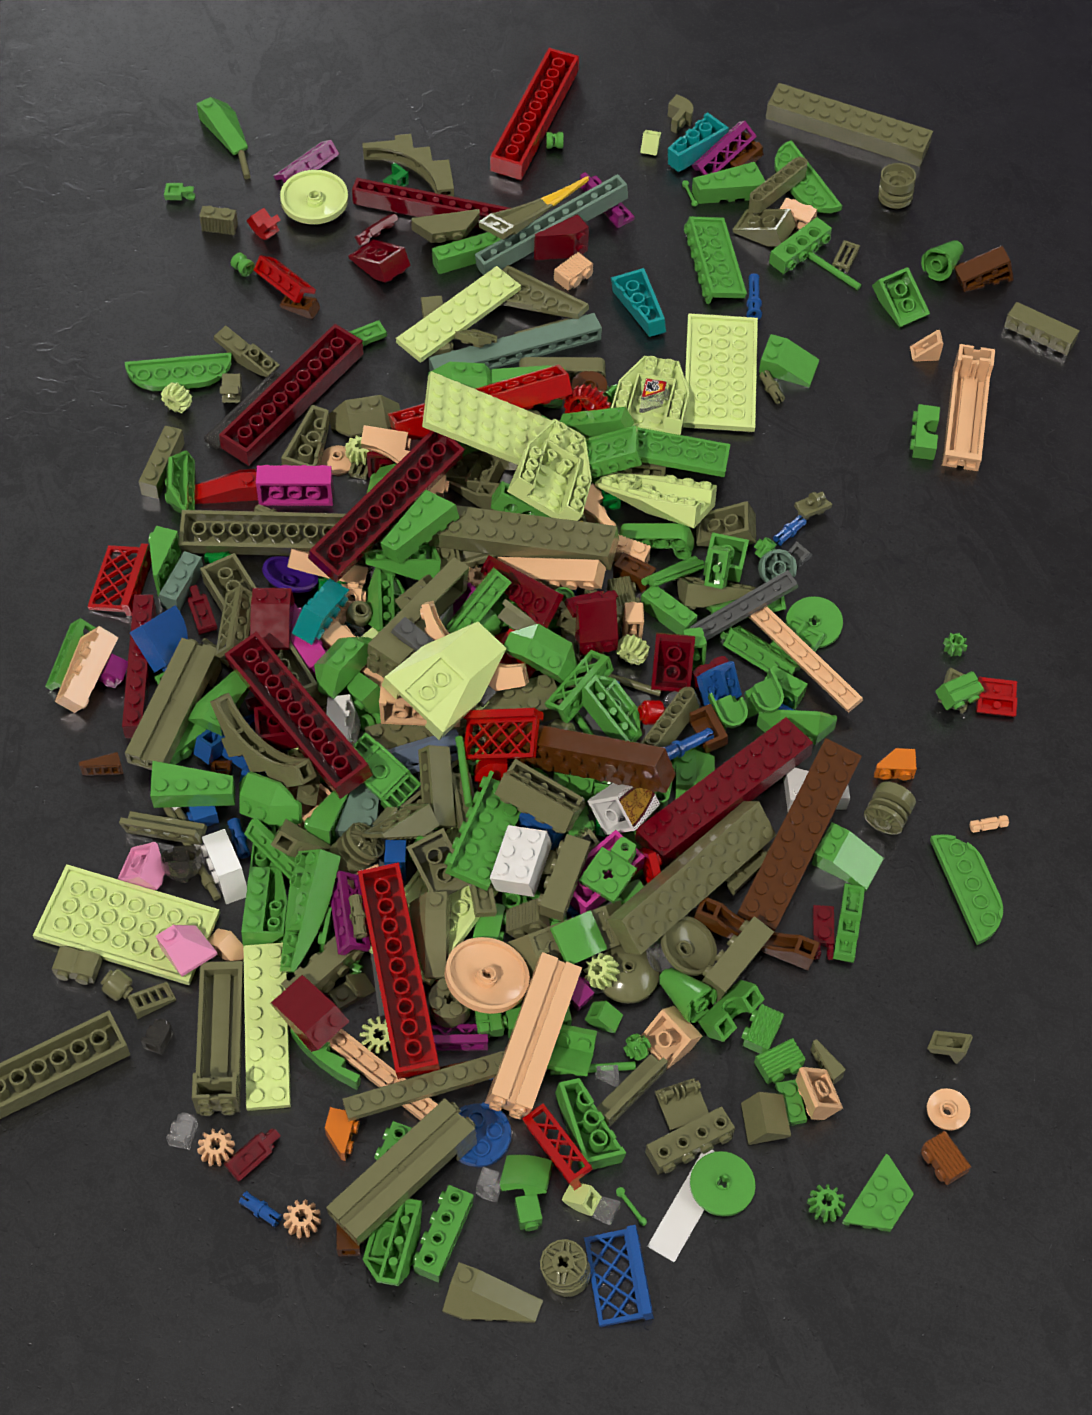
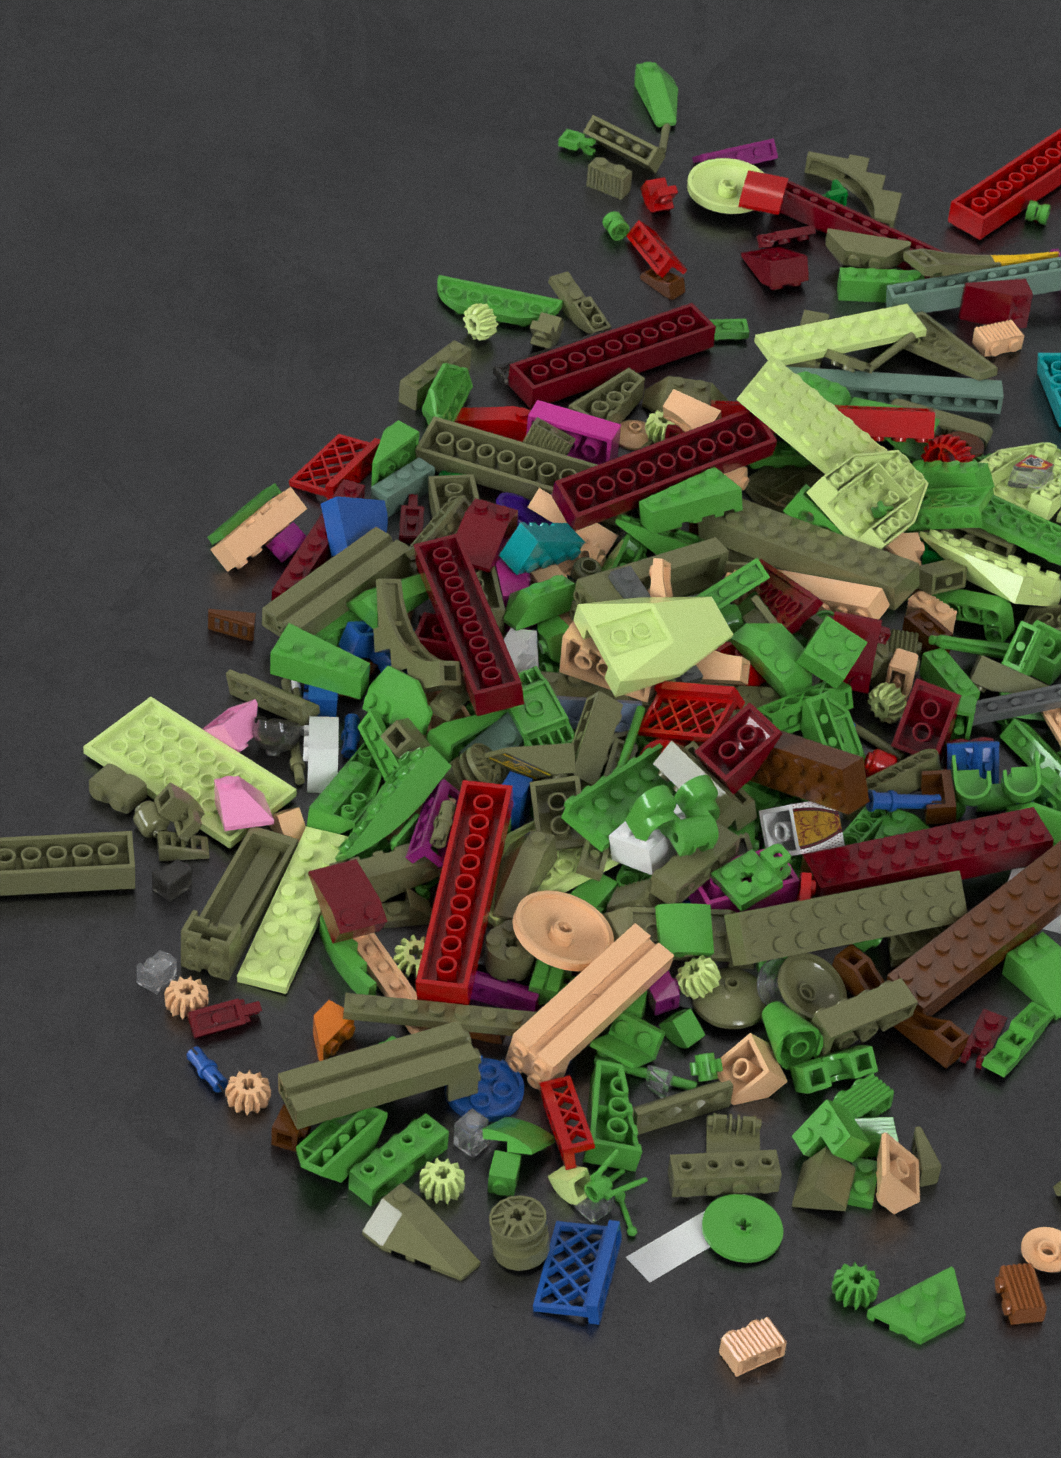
camera: 20 degrees right, 15 degrees down
(139, 970) = (181, 809): none -> olive brick
(217, 183) = (624, 144): none -> olive brick
(279, 499) = (549, 437): none -> olive brick
(346, 196) = (763, 192): none -> red slope
(484, 1247) = (442, 1181): none -> yellowish green gear
(501, 313) = (893, 350): none -> olive bar
(554, 859) = (697, 801): none -> bright green piece
(559, 761) = (739, 747): none -> dark red slope
(564, 482) = (881, 510): none -> bright green hand
(587, 637) = (831, 652): none -> bright green brick
(607, 1196) = (601, 1186): none -> bright green plant
(628, 519) = (941, 577): none -> olive brick
(760, 1074) = (831, 1128): none -> bright green brick
(775, 1293) = (752, 1346): none -> light nougat brick

